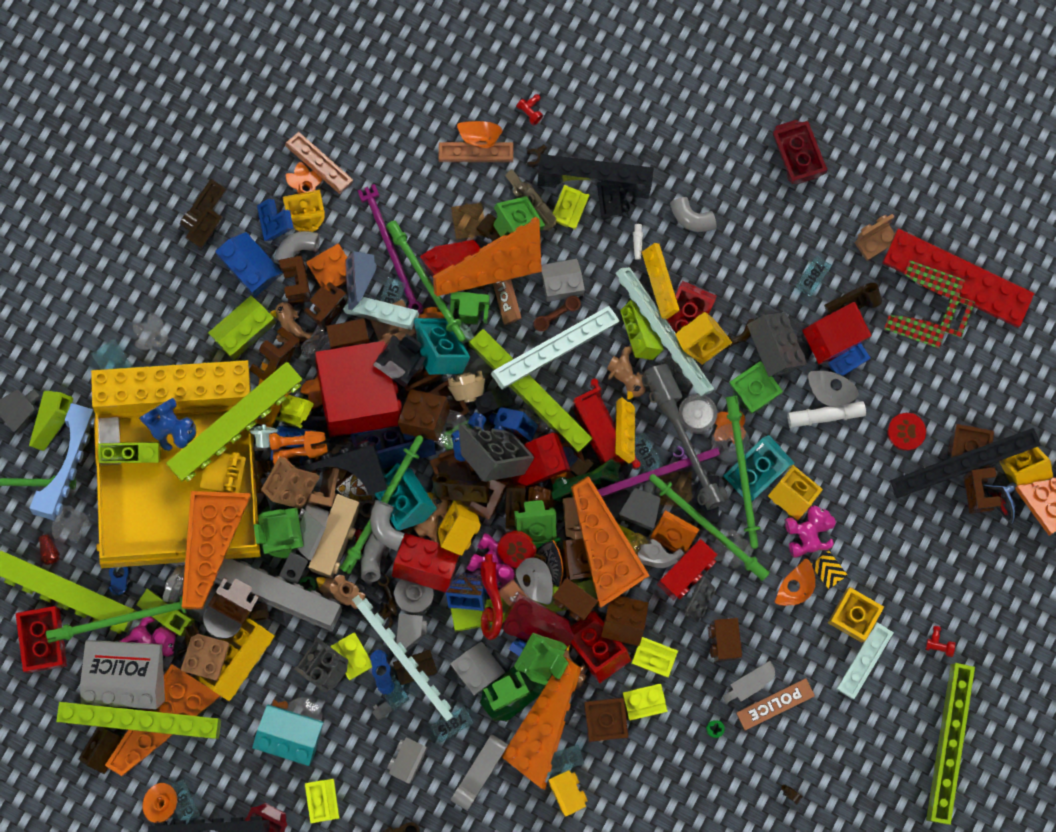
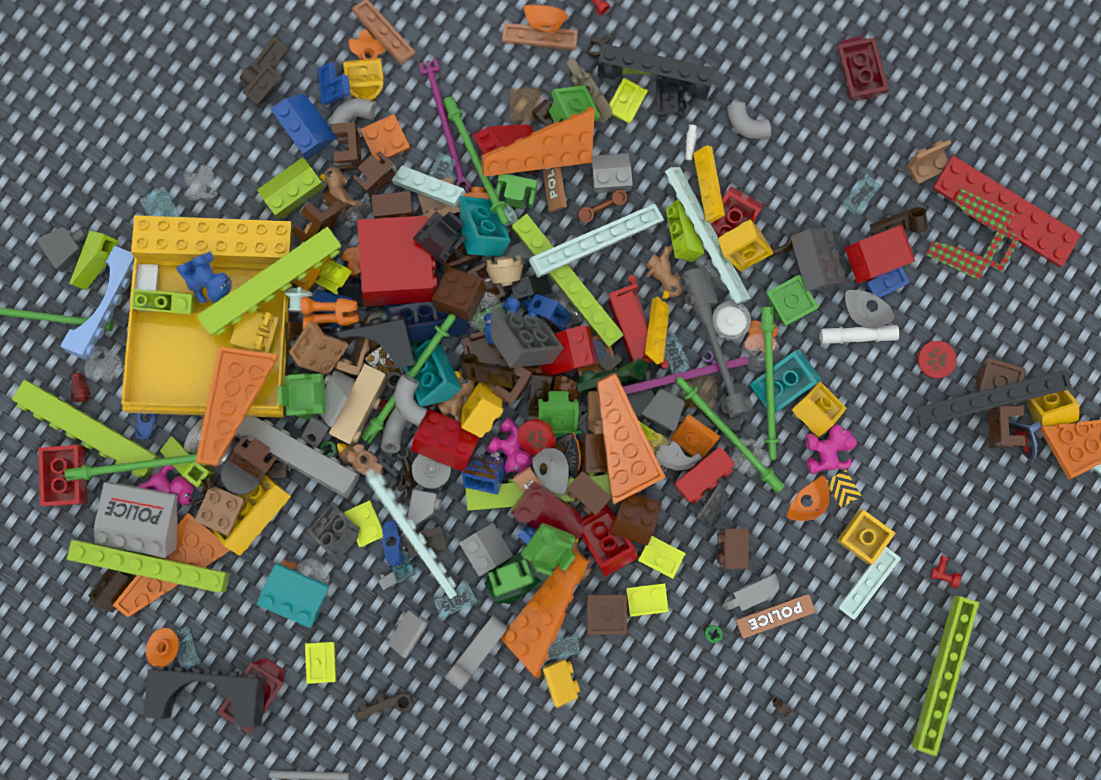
camera: 10 degrees right, 5 degrees up
(359, 272) = (410, 146): sand blue slope -> none
(495, 613) = (507, 498): red plant -> none

